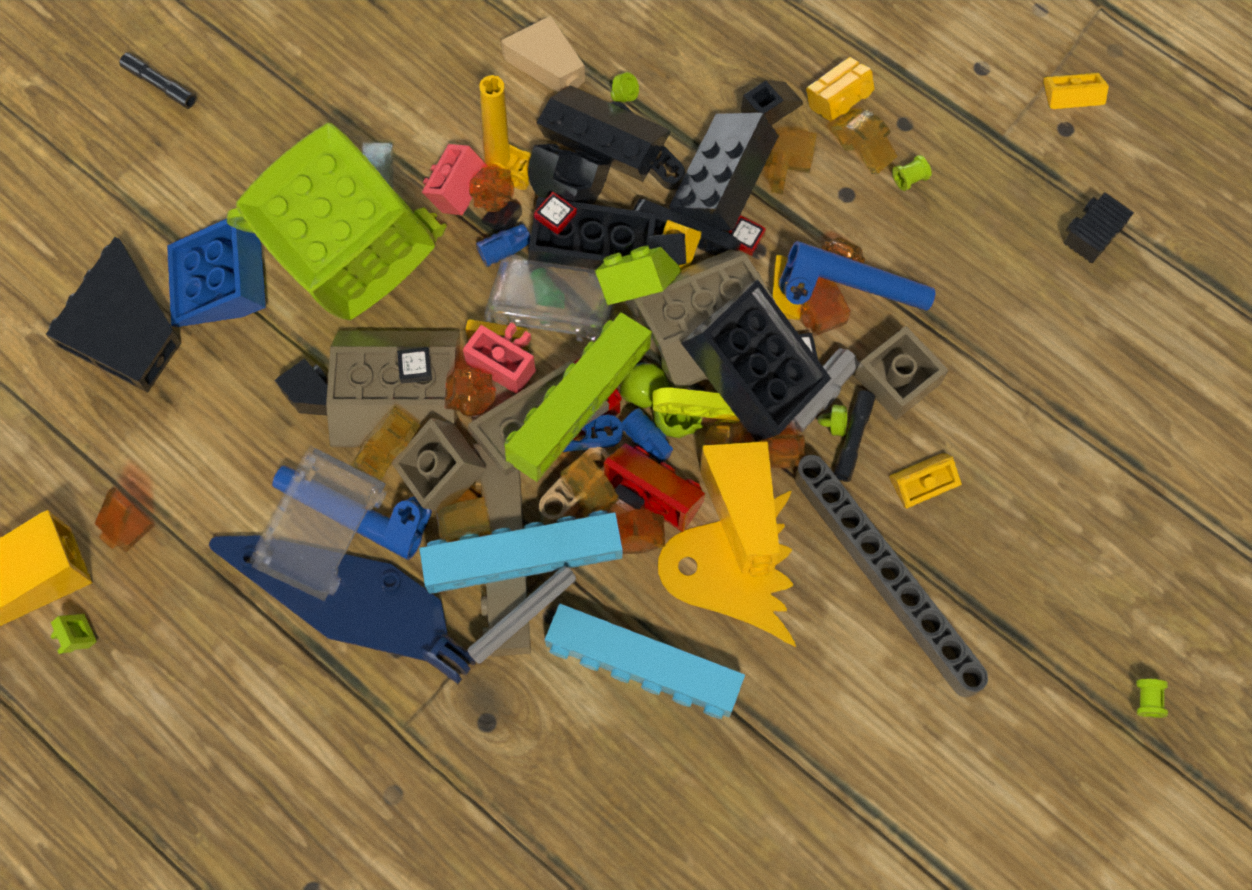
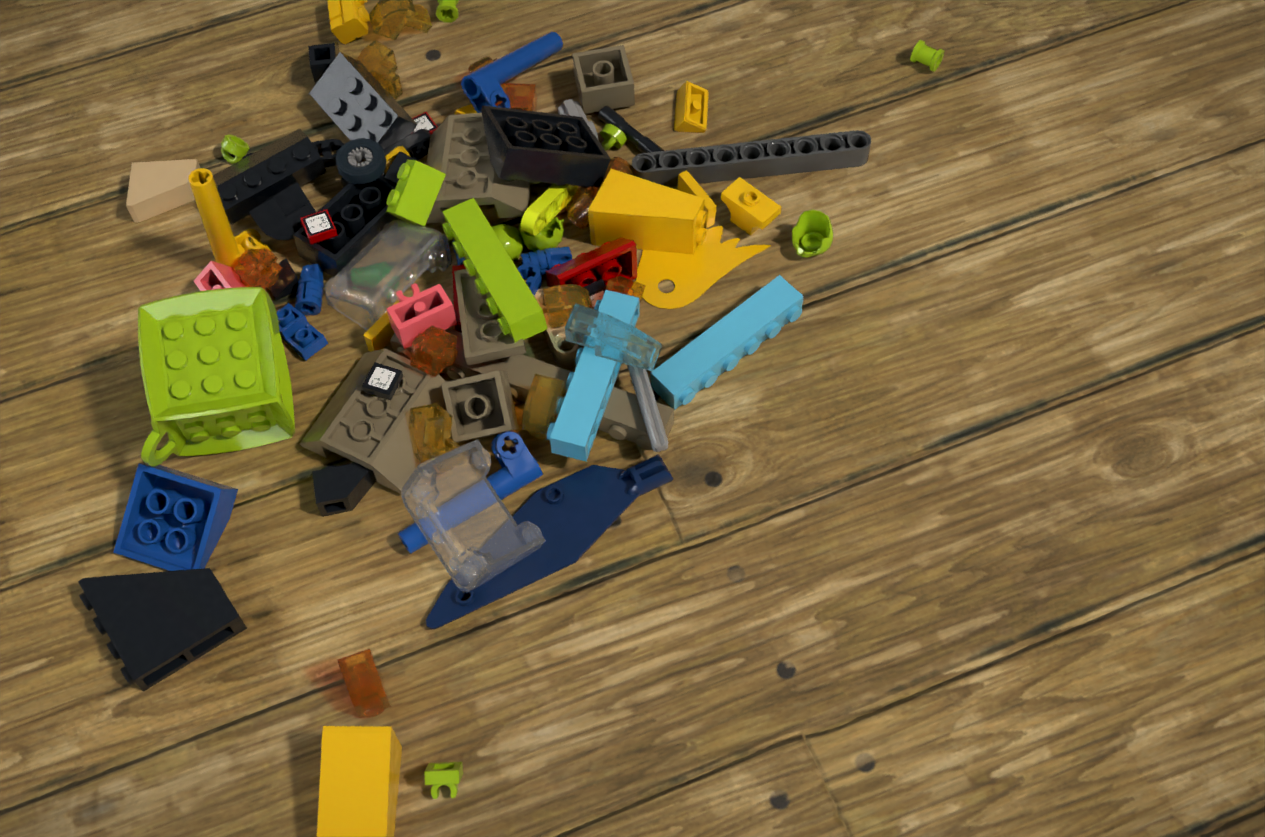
camera: 60 degrees left, 10 degrees down
(455, 260) = (299, 333): none -> blue slope
(550, 550) = (612, 338): none -> clear light blue slope
(663, 196) = (356, 151): none -> black bush
(804, 543) = (689, 185): none -> yellow tile
(820, 601) = (749, 206): none -> yellow brick
(821, 684) = (812, 234): none -> lime hair

